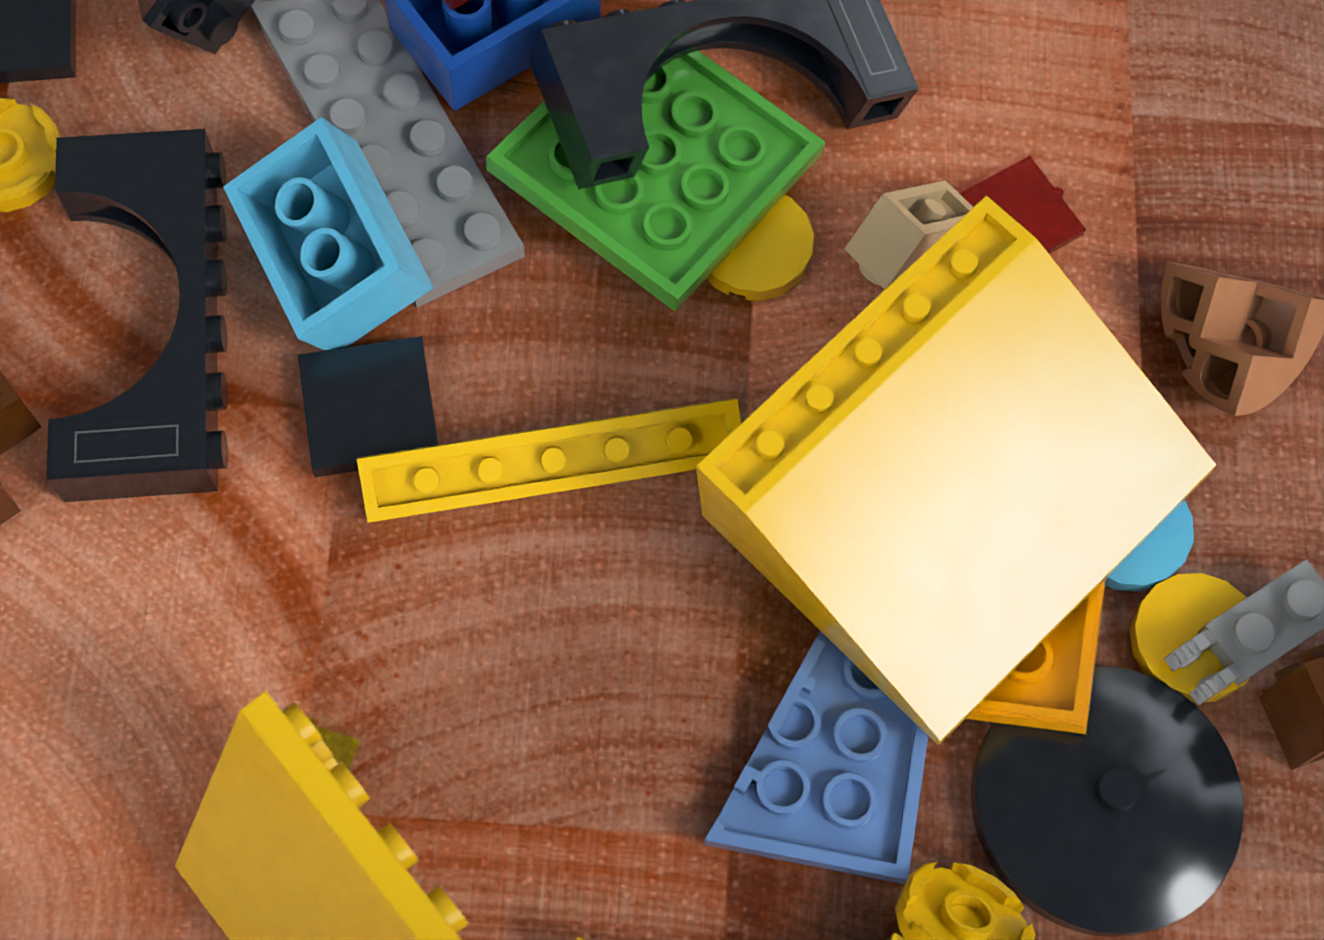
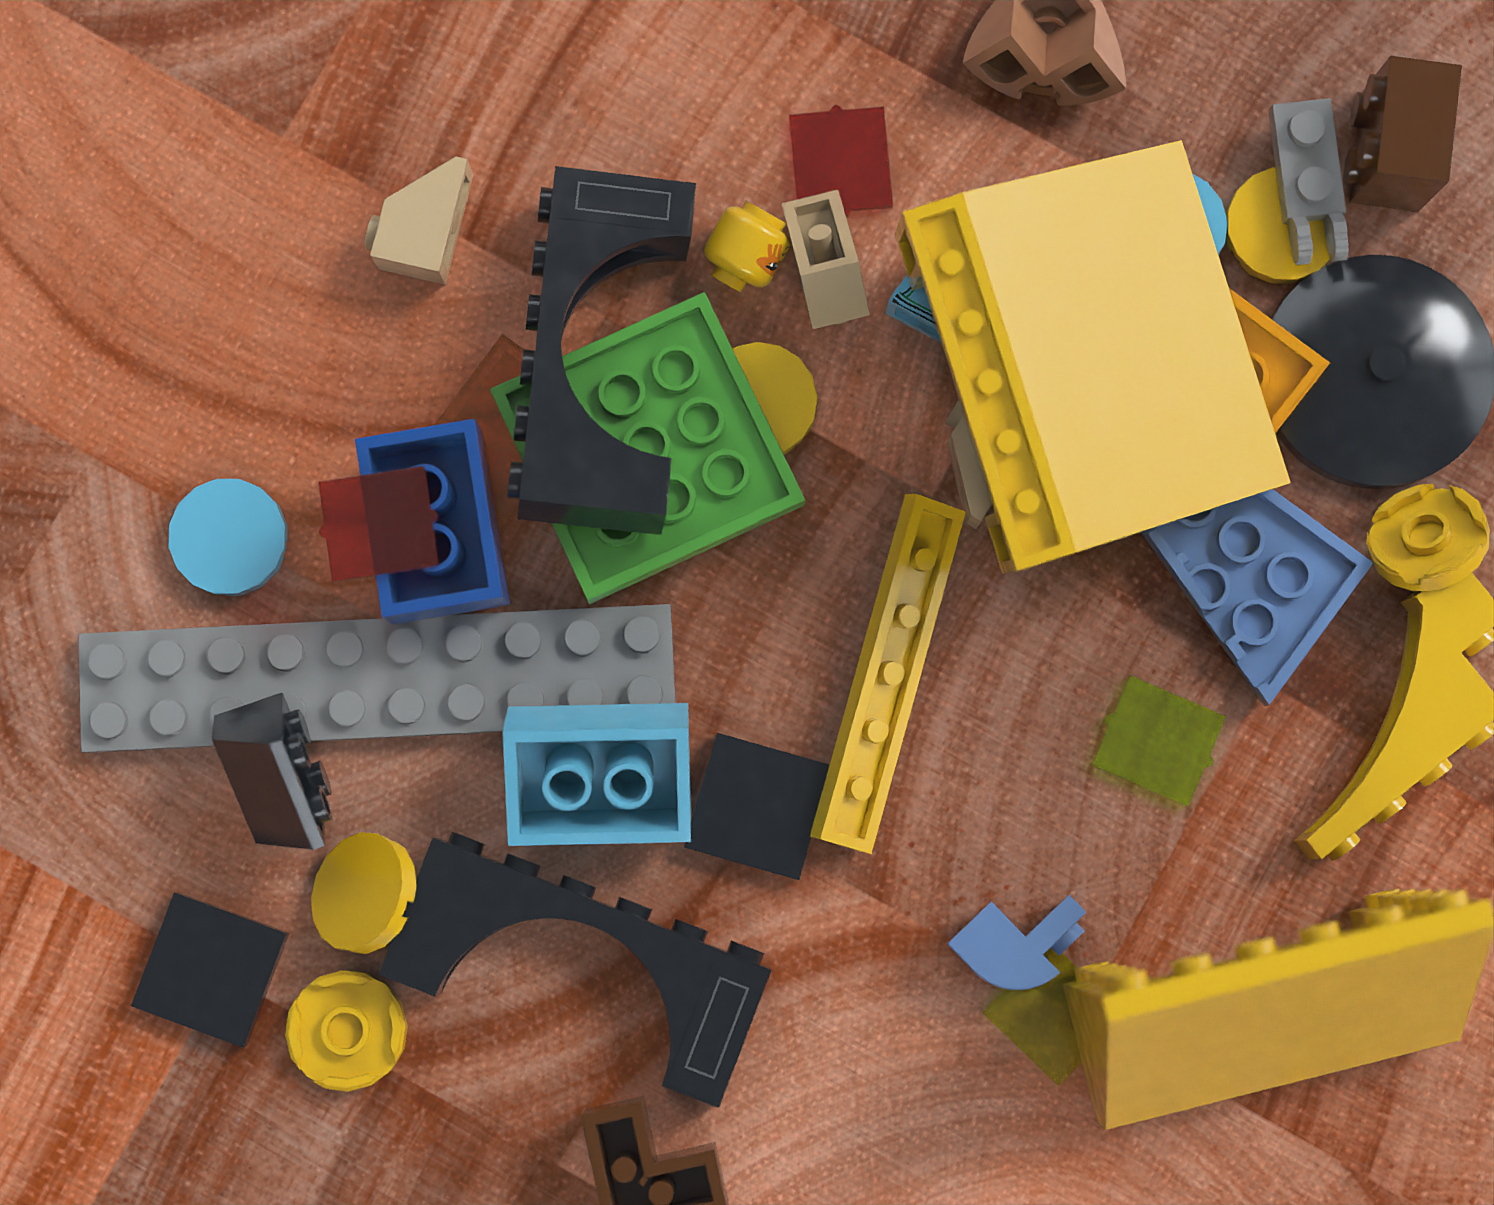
camera: 60 degrees left, 15 degrees up
(132, 98) = (363, 892): none -> yellow tile
(325, 681) = (1008, 958): none -> medium blue brick
(615, 755) = (1158, 740): none -> clear neon green piece
(886, 161) = (746, 246): none -> yellow head

